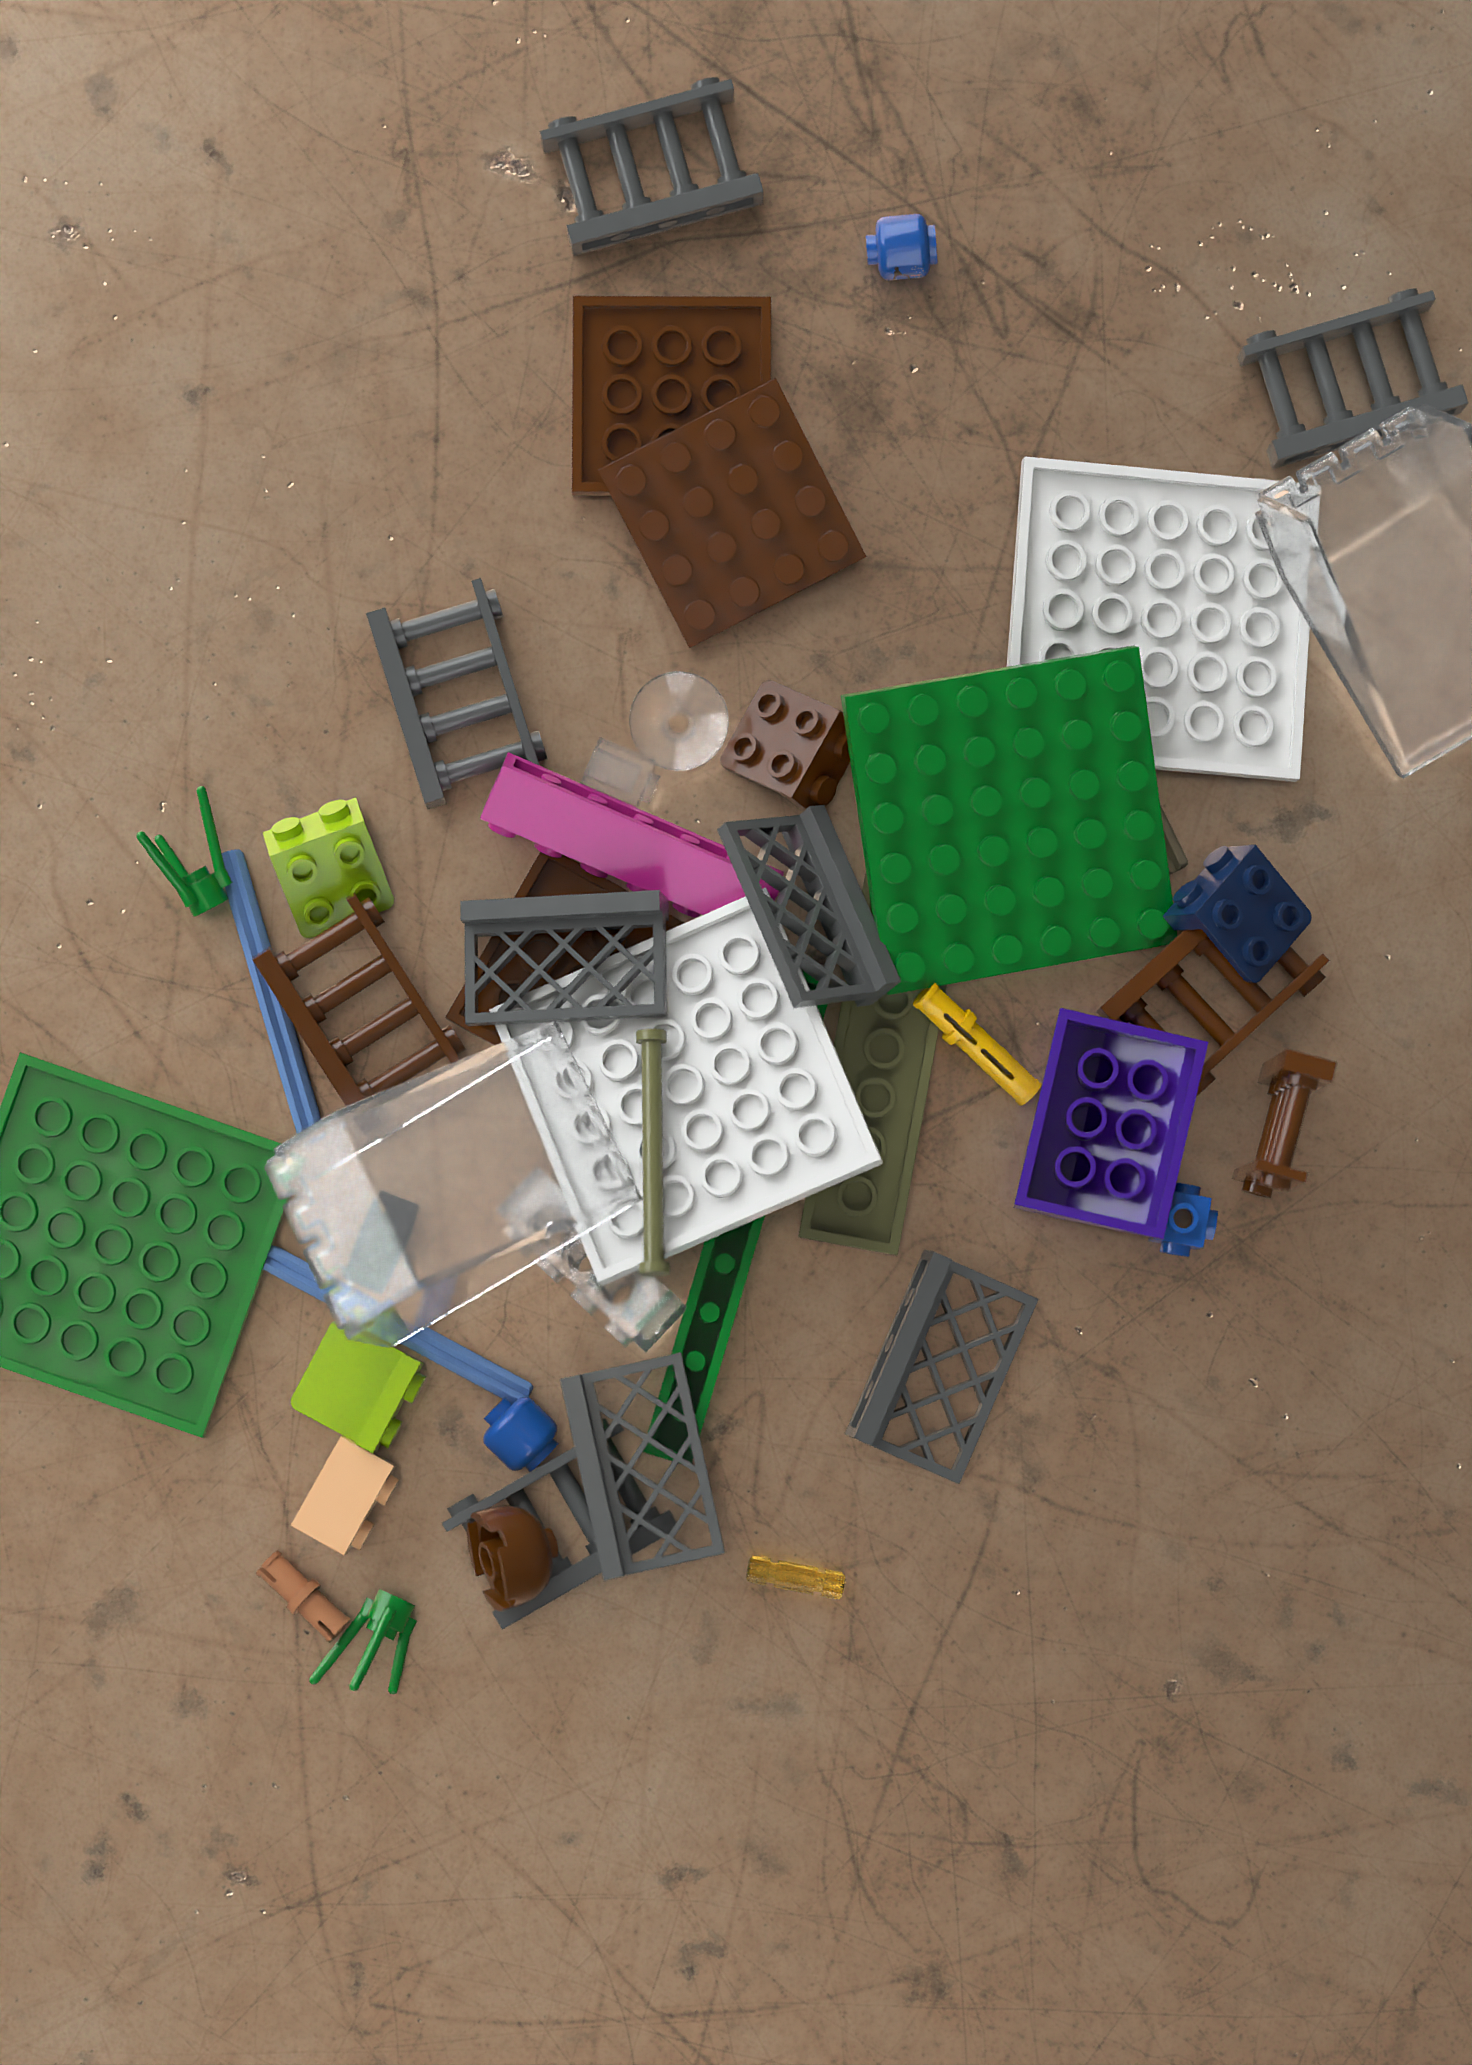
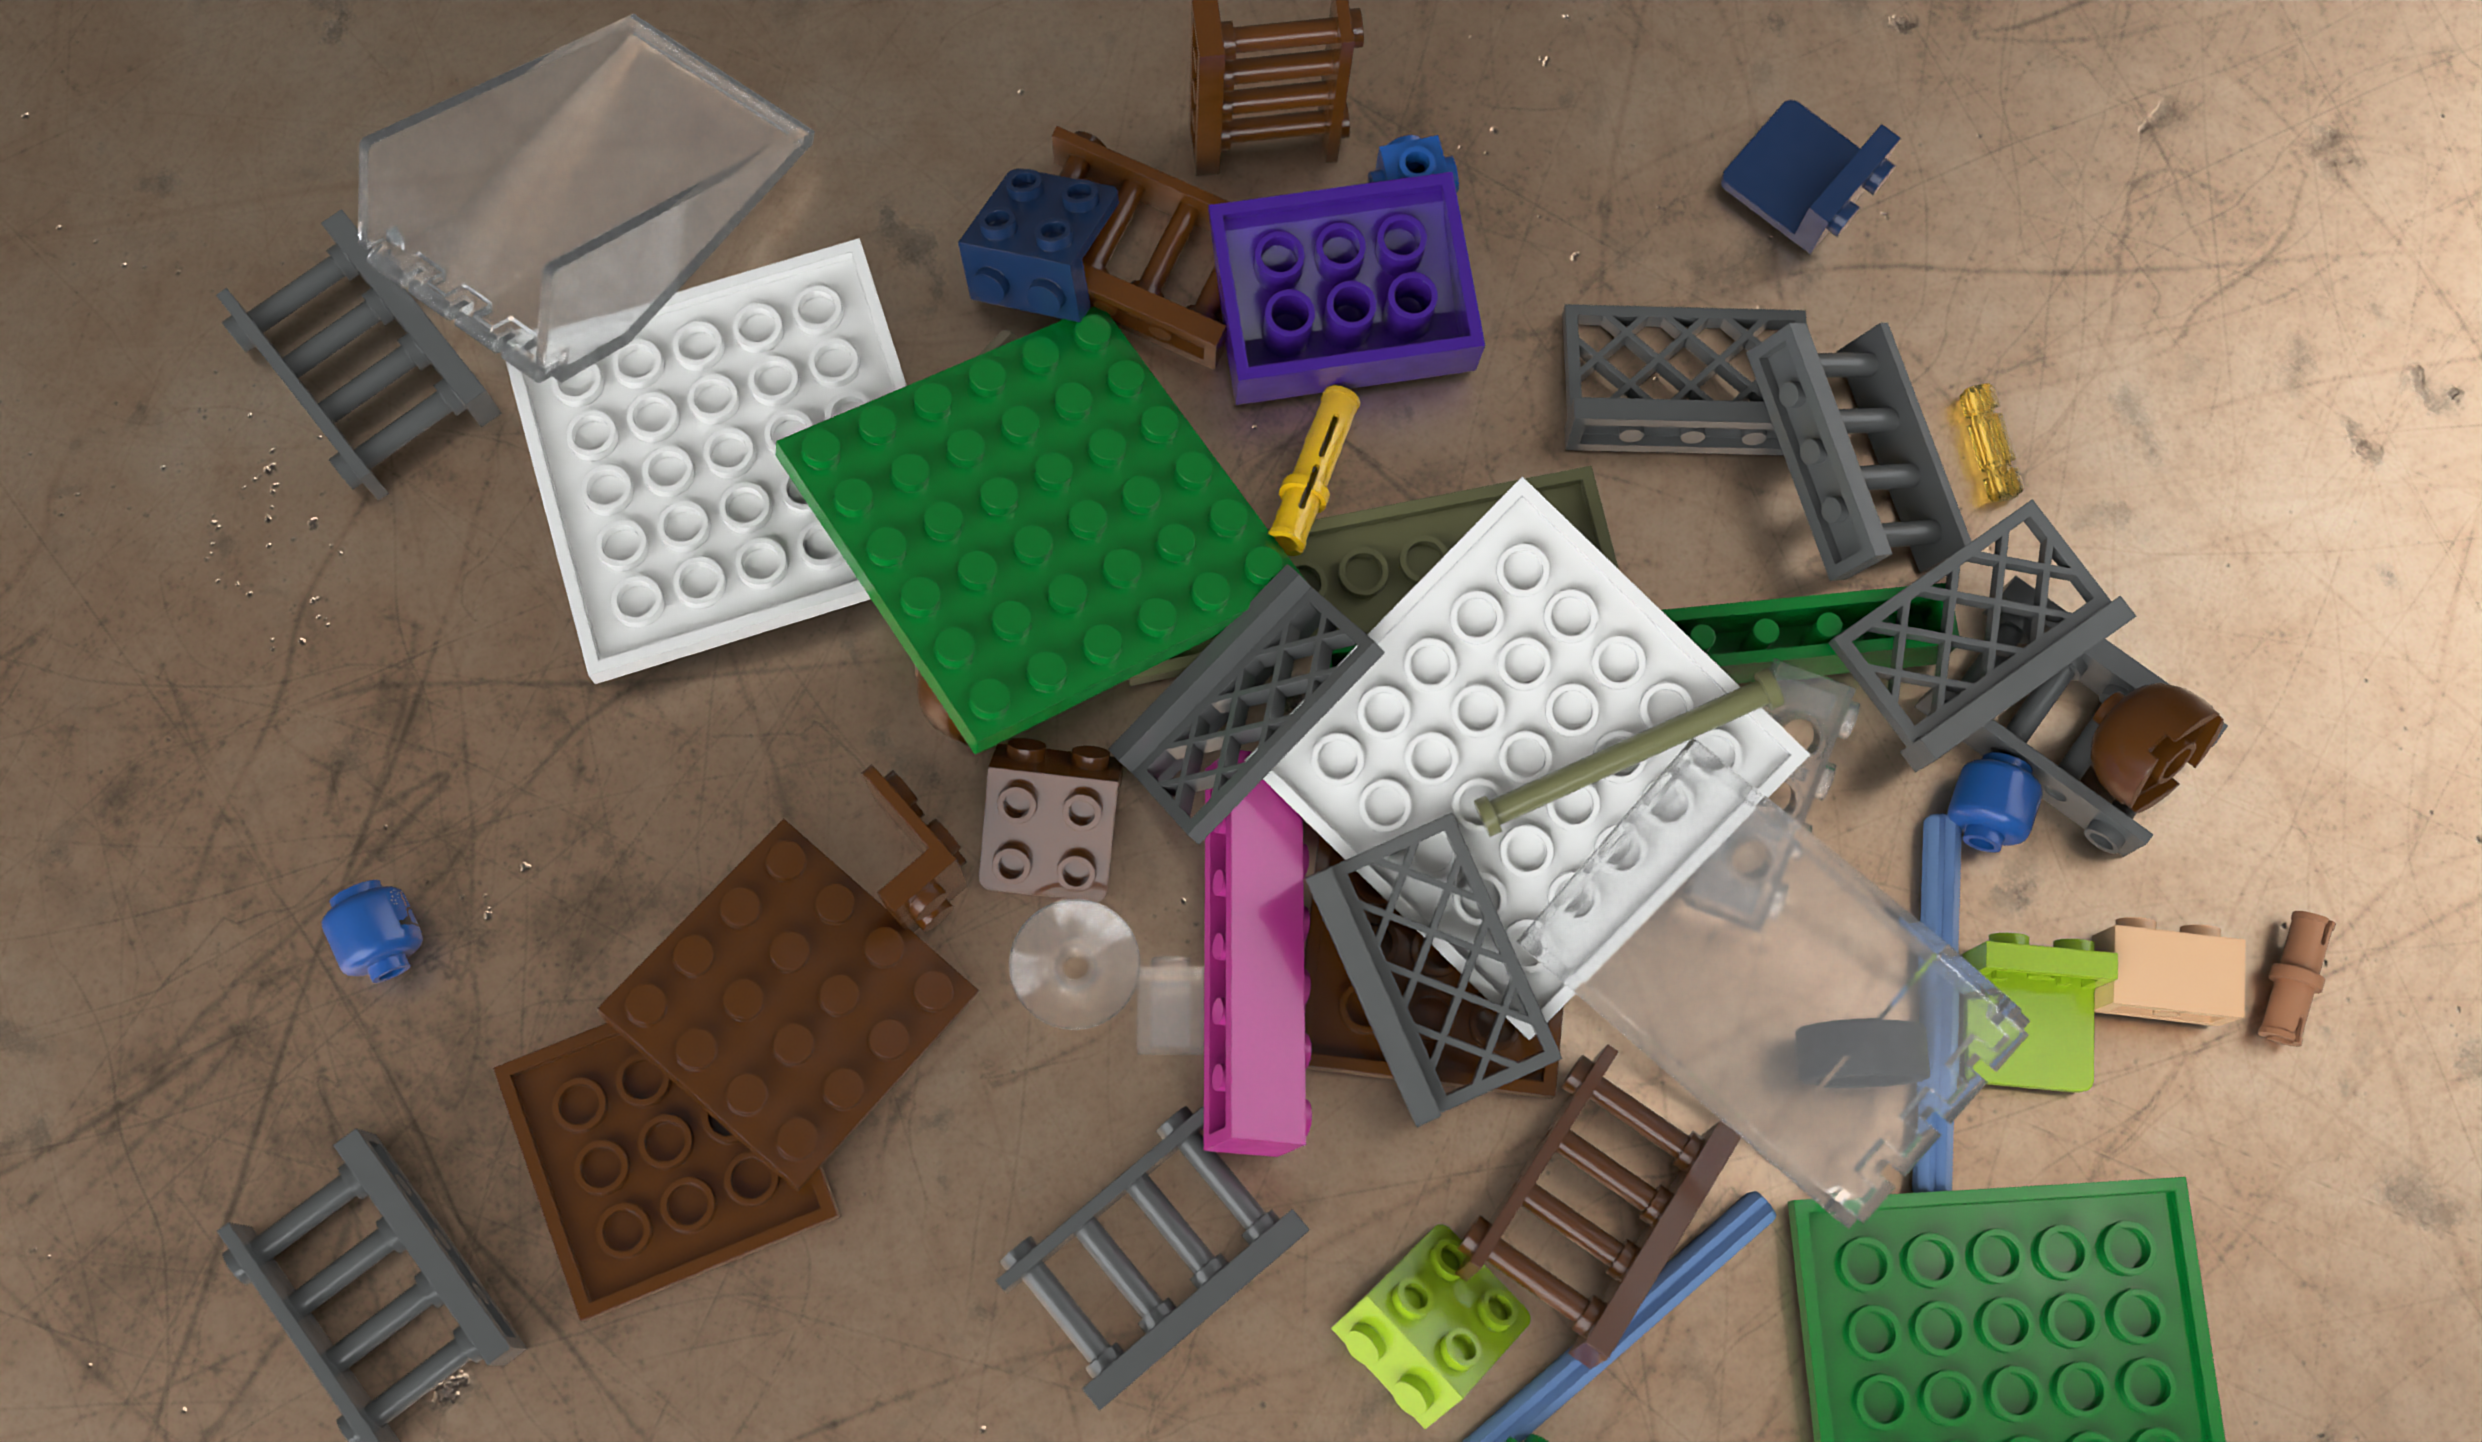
camera: 115 degrees left, 10 degrees down
(387, 1617) = (2268, 870): green plant -> none
(770, 635) = (925, 887): none -> reddish brown bracket
(829, 1414) = (1824, 462): none -> dark grey fence
(1070, 1536) = (1807, 174): none -> dark blue bracket

